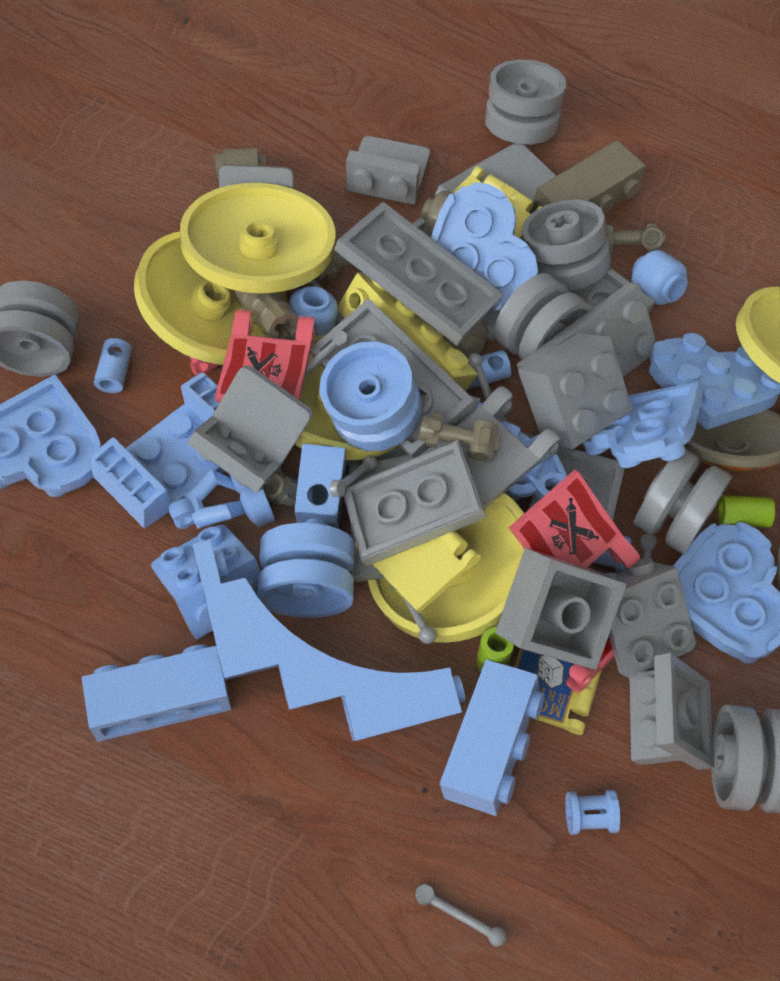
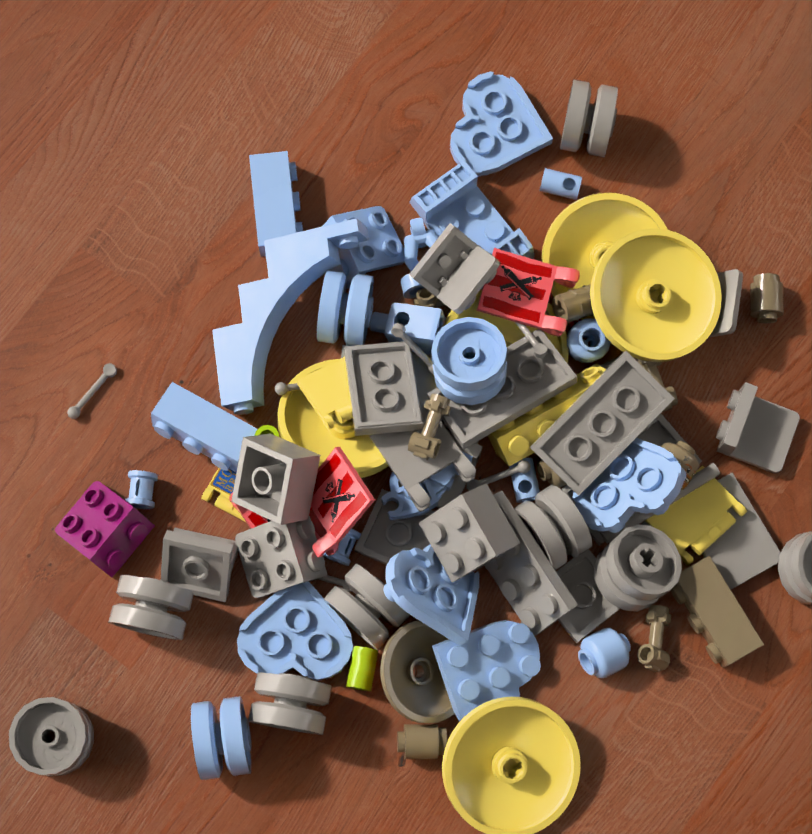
camera: 100 degrees right, 15 degrees up
(656, 860) = (104, 528): none -> magenta bracket

